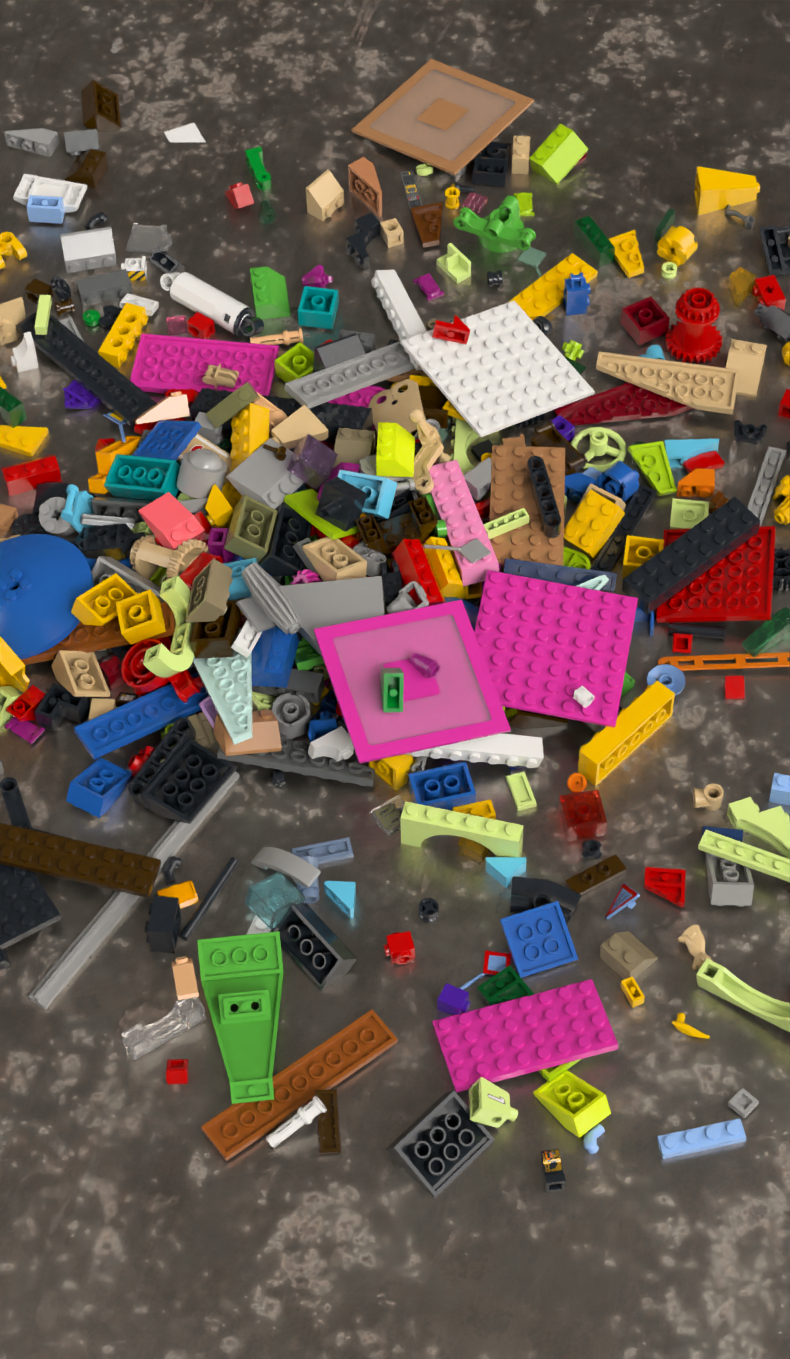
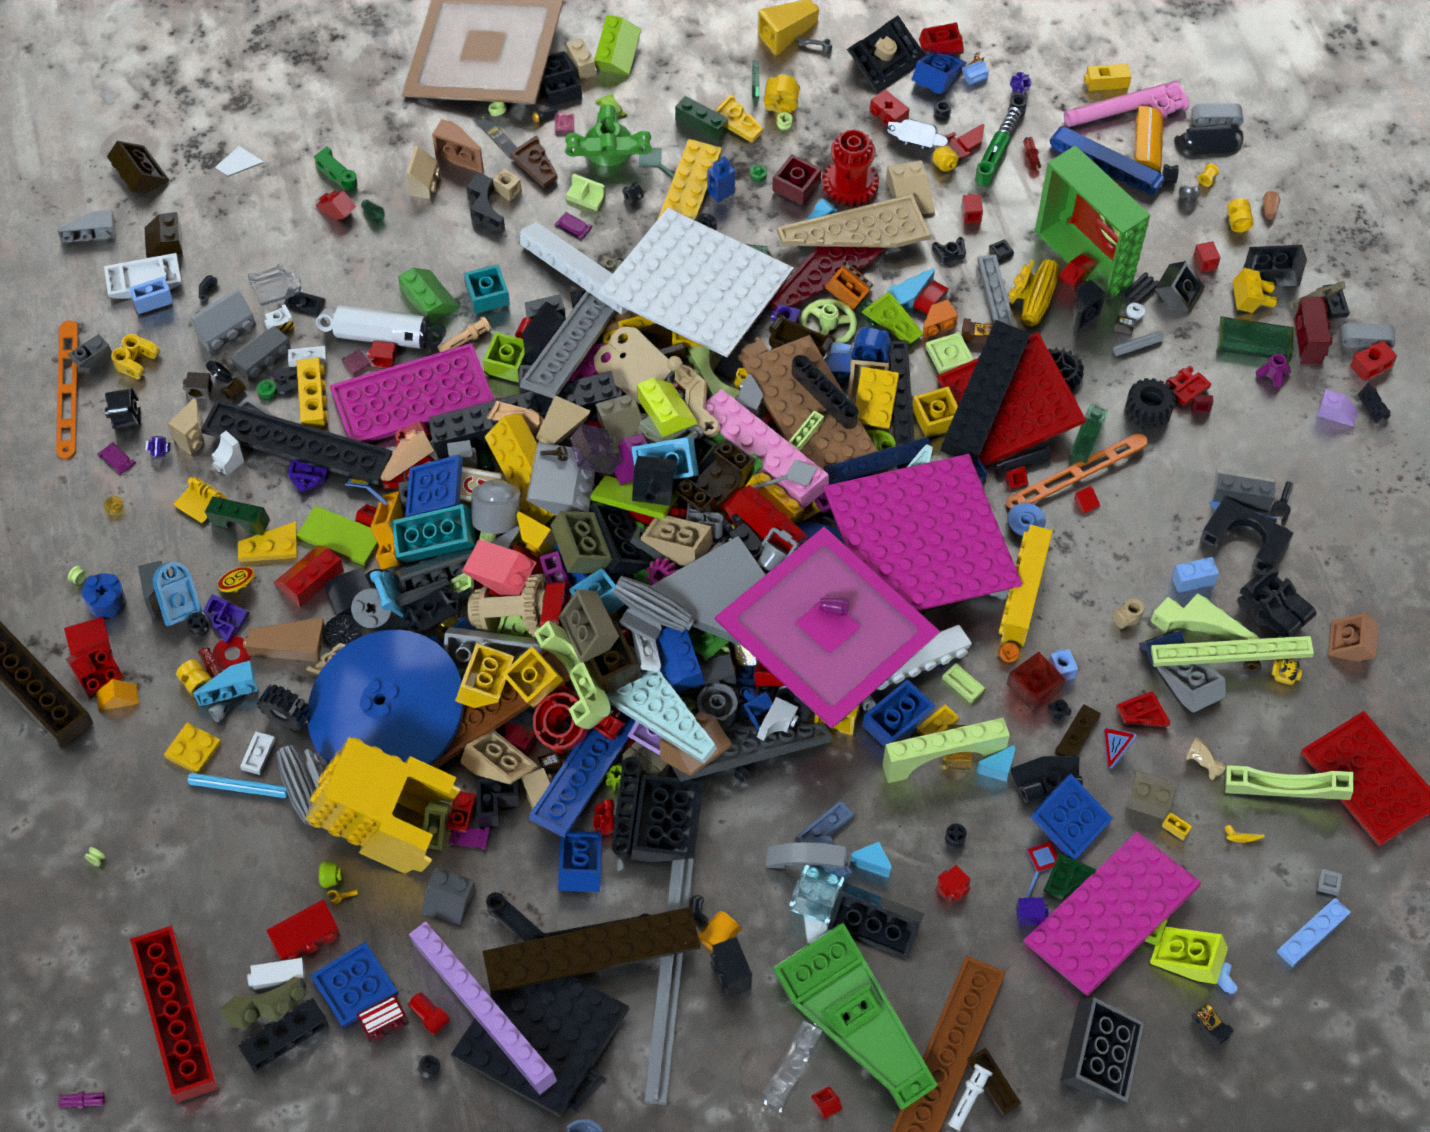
camera: 30 degrees left, 5 degrees up
(43, 314) = (223, 407): yellowish green piece -> none
(72, 452) = (339, 534): none -> lime tile
(81, 141) = (140, 209): slope -> none
(184, 978) = (787, 1012): light nougat slope -> none
(209, 899) = (751, 919): black piece -> none
(220, 376) = (438, 398): tan arm -> none
(232, 405) = (484, 424): olive slope -> none
(316, 278) = (465, 261): magenta rock -> none
(389, 815) = (864, 759): piece -> none
(392, 689) = (821, 643): green slope -> none
(452, 198) = (542, 124): yellow bush -> none
(453, 332) = (642, 262): red slope -> none
(490, 1104) = (1125, 992): yellowish green torso -> none
(572, 350) = (748, 234): lime gear -> none
(583, 696) = (983, 570): white hose -> none
(614, 820) = (1064, 656): none -> light blue brick
(617, 303) = (758, 173): none -> green tile
(633, 423) = (849, 285): none -> orange slope
(741, 285) = (858, 110): clear yellow slope -> none

